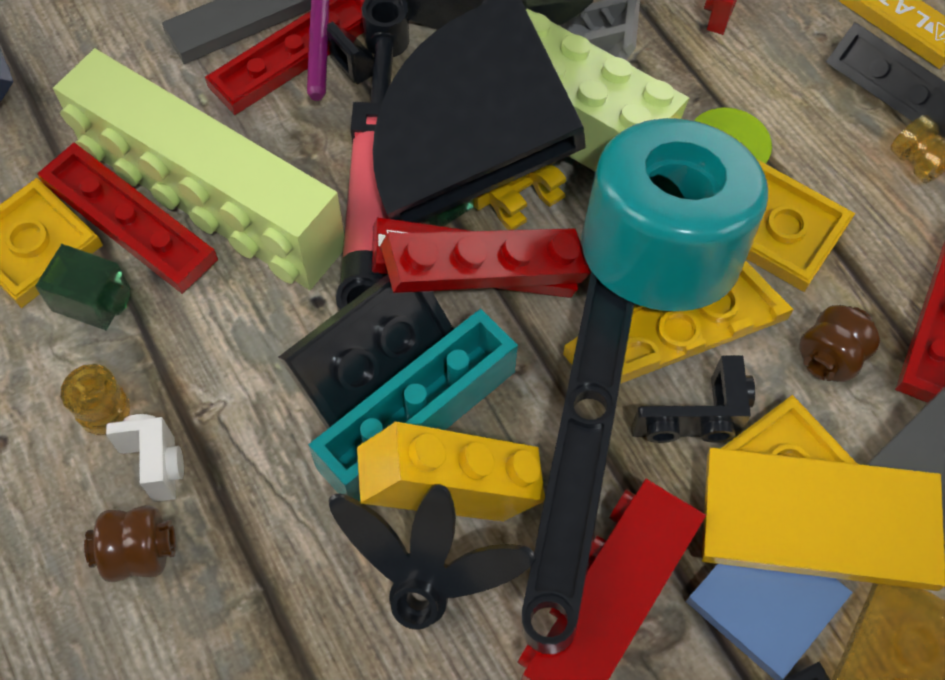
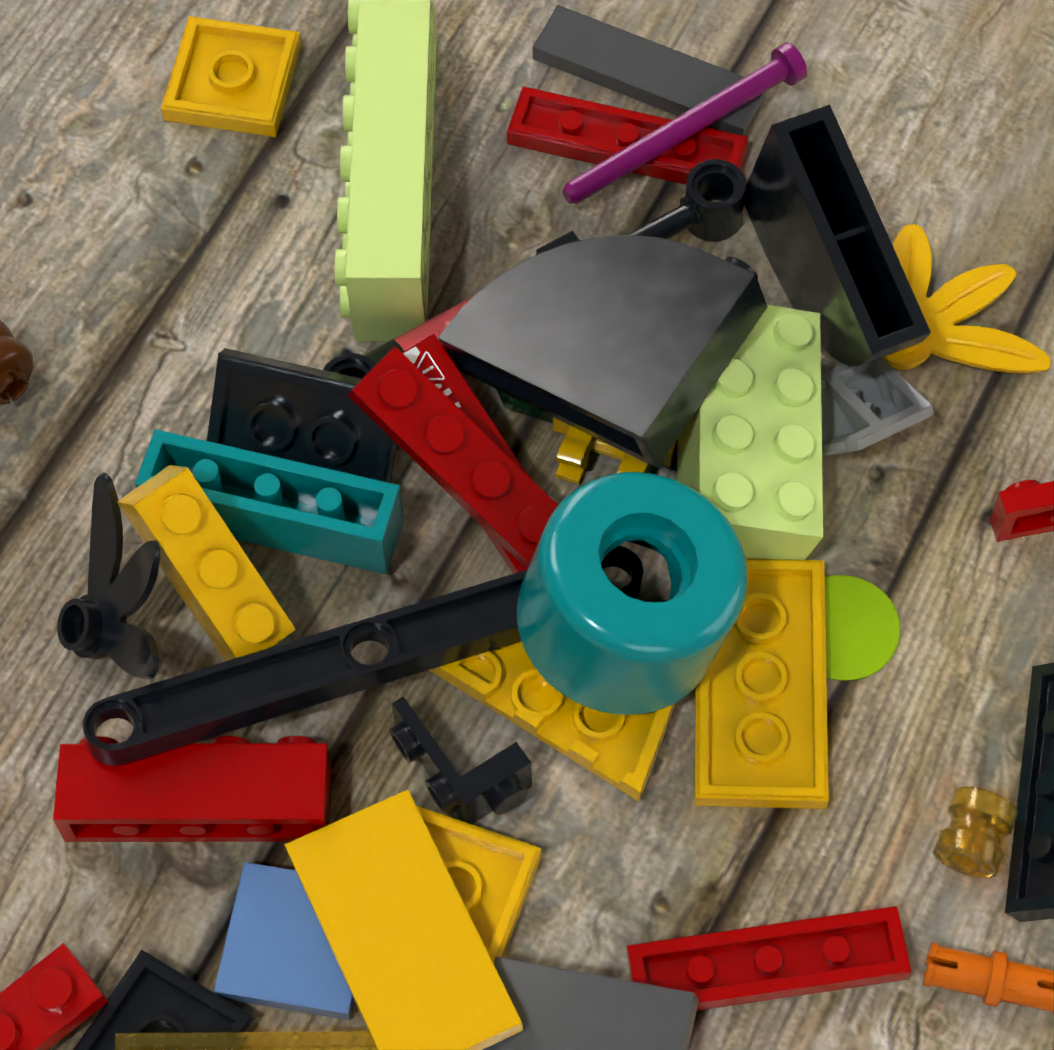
camera: 60 degrees right, 0 degrees up
(84, 287) = (208, 152): clear green brick -> none
(90, 408) = (104, 240): clear yellow wheel -> none
(128, 217) = (309, 137): red plate -> none
(159, 457) = (85, 324): white bracket -> none
(349, 54) = (656, 188): black slope -> none
(839, 343) = (631, 860): reddish brown piece -> none

